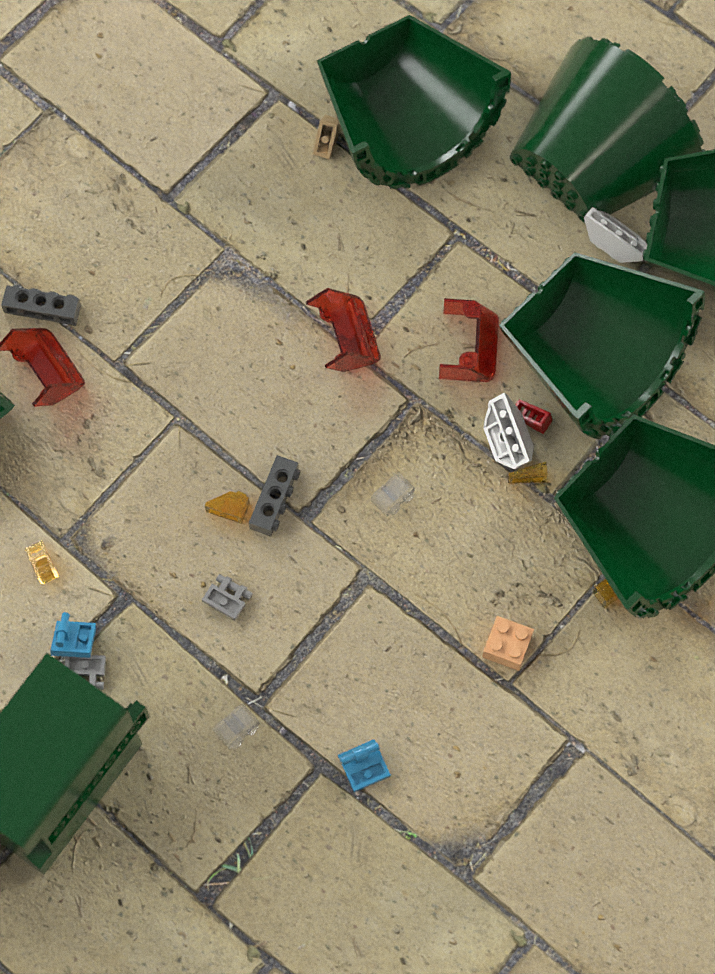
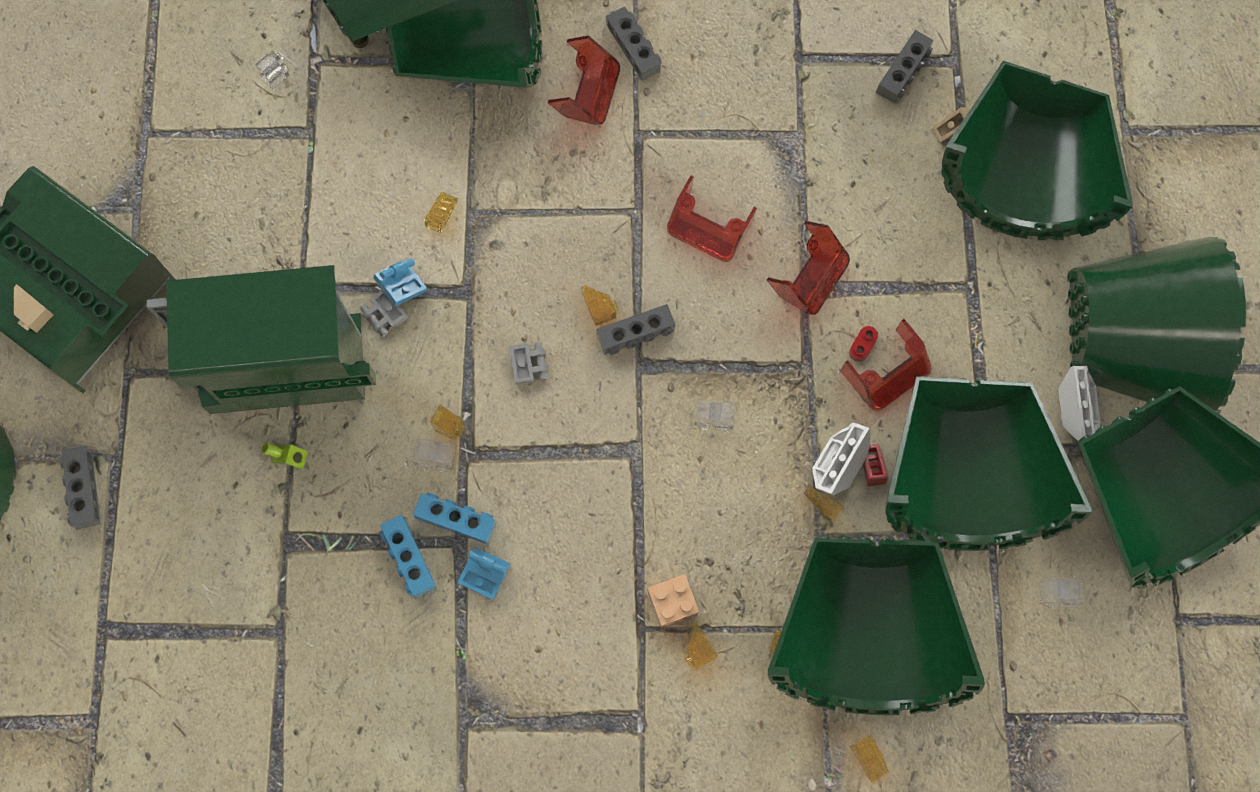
camera: 45 degrees right, 5 degrees up
(131, 841) = (284, 454): none -> lime bracket
(222, 695) = (447, 423): none -> clear yellow slope
(244, 106) = (918, 44): none -> dark grey brick
(244, 382) = (703, 233): none -> clear red windscreen
(272, 798) = (396, 527): none -> dark azure brick
(296, 762) = (428, 502): none -> dark azure brick
(434, 343) = (863, 342): none -> red plate
(559, 654) = (699, 649): none -> clear yellow slope

